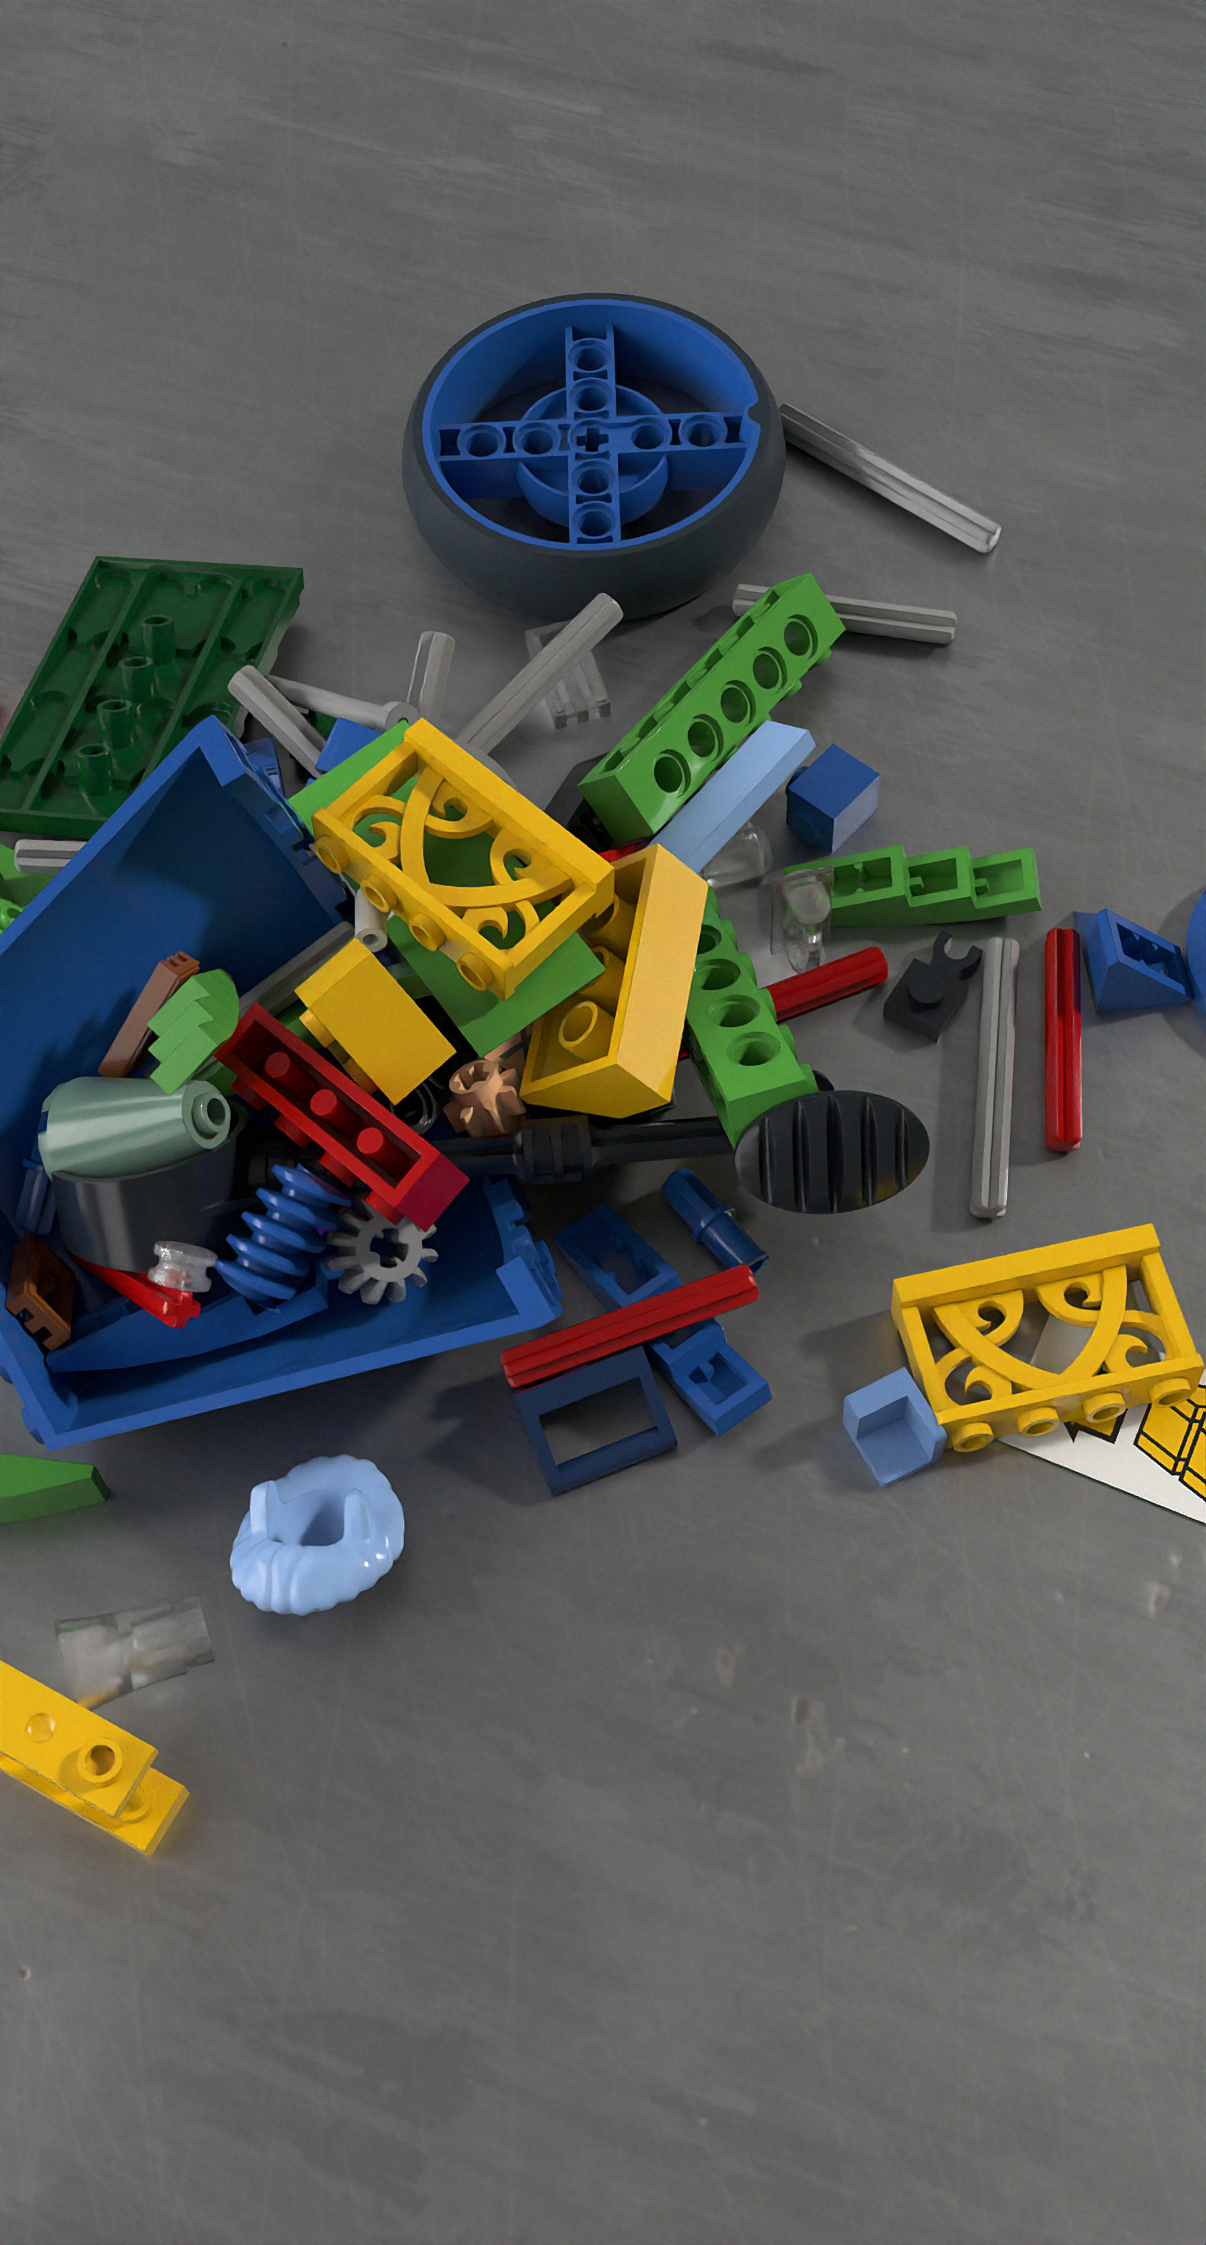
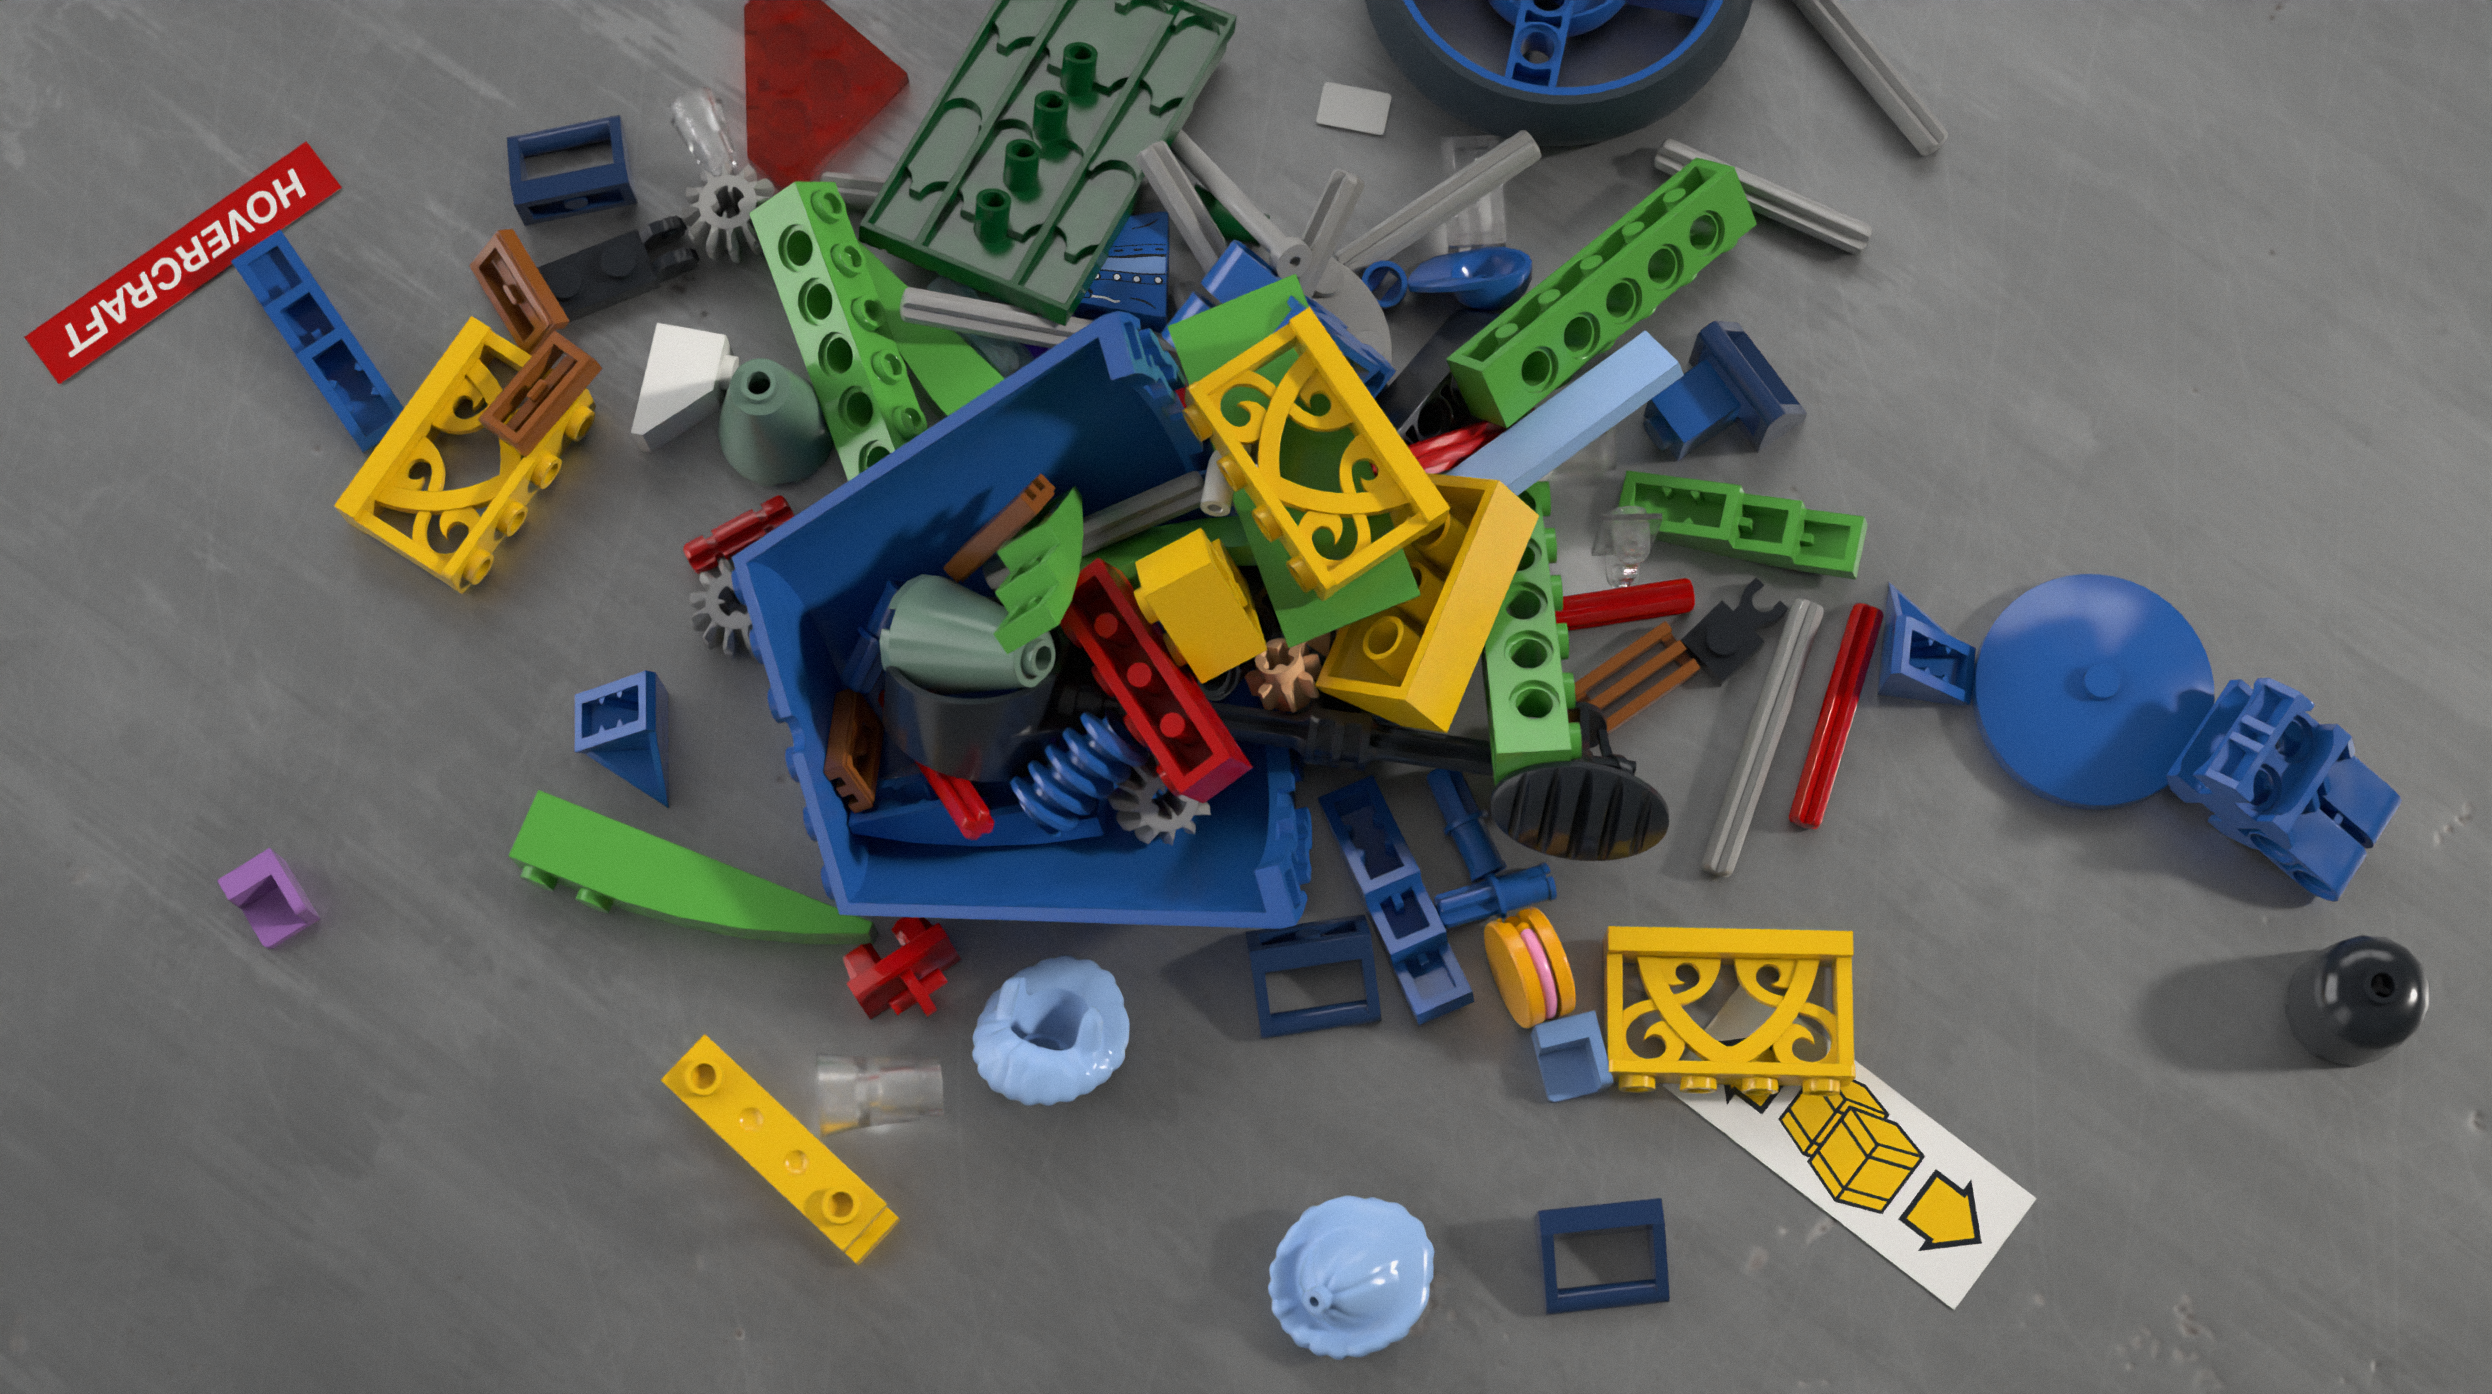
camera: 10 degrees right, 15 degrees up
(141, 1515) = (904, 975): none -> red hips
(182, 1266) = (985, 786): clear bush -> none
(451, 624) = (1353, 108): none -> white sticker
(500, 744) = (1375, 275): none -> blue hinge
(590, 734) = (1479, 278): none -> blue cap
(629, 1326) = (1386, 909): red axle -> none
(715, 1721) = (1351, 1276): none -> light blue piece
(780, 1281) = (1495, 896): none -> blue axle
(822, 1341) = (1530, 967): none -> light orange head
(828, 1039) = (1673, 650): none -> dark orange tile
(906, 781) = (1766, 402): none -> dark blue tile
(976, 1592) = (1602, 1220): none -> dark blue tile

